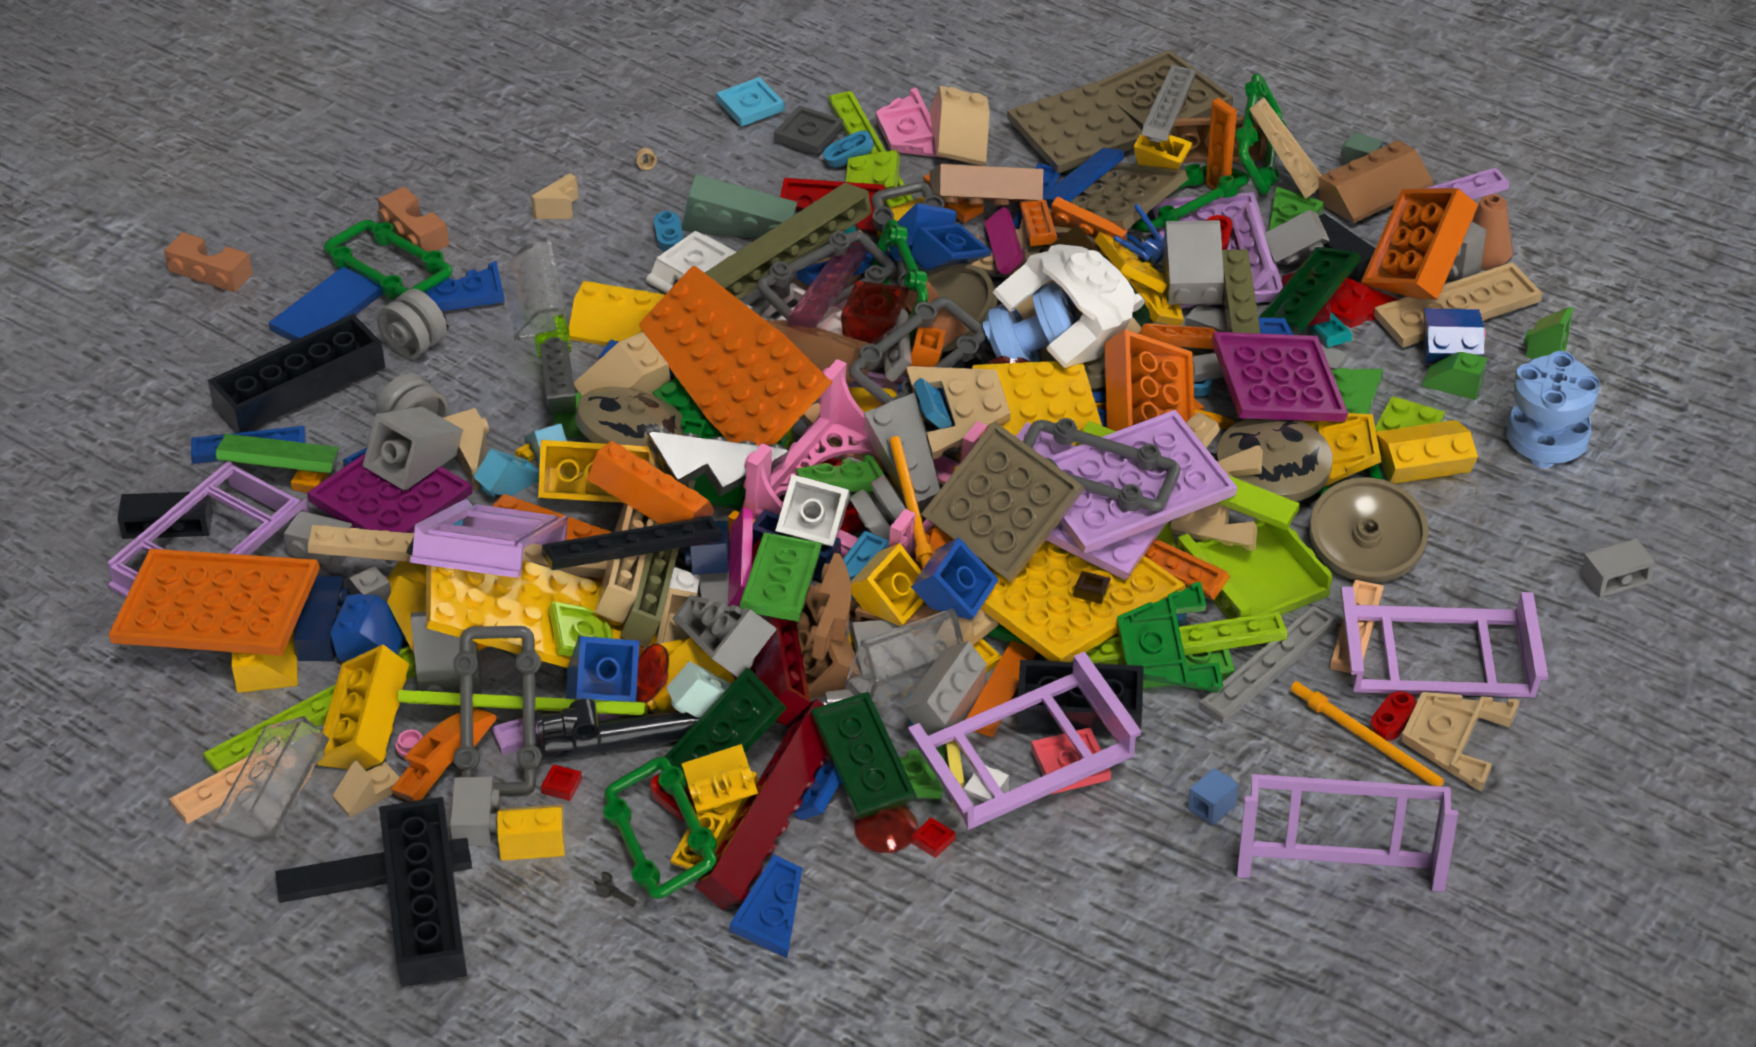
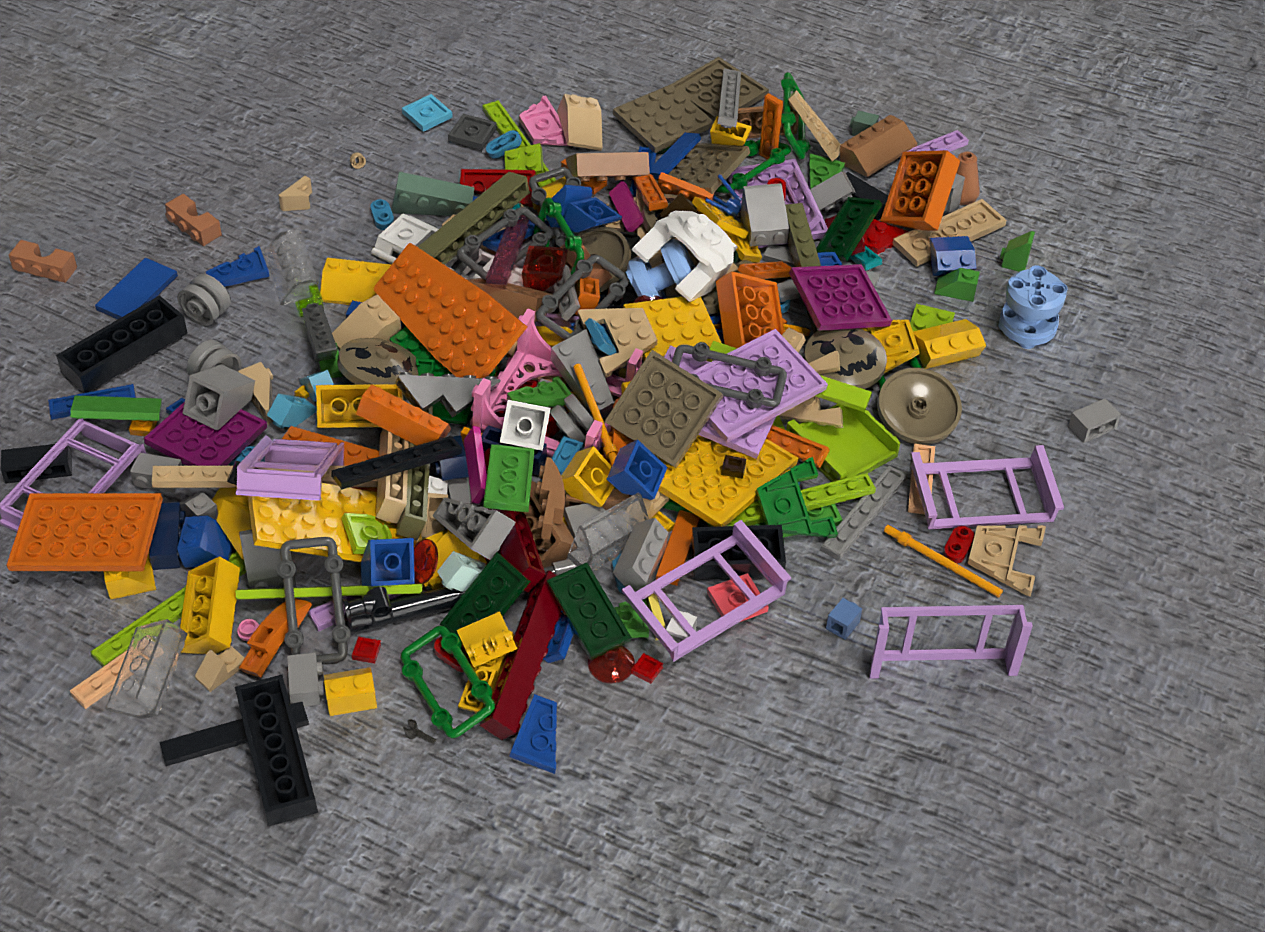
camera: 10 degrees left, 5 degrees up
(384, 235) = (173, 231): green bar -> none
(1358, 388) = (893, 299): bright green wing -> none

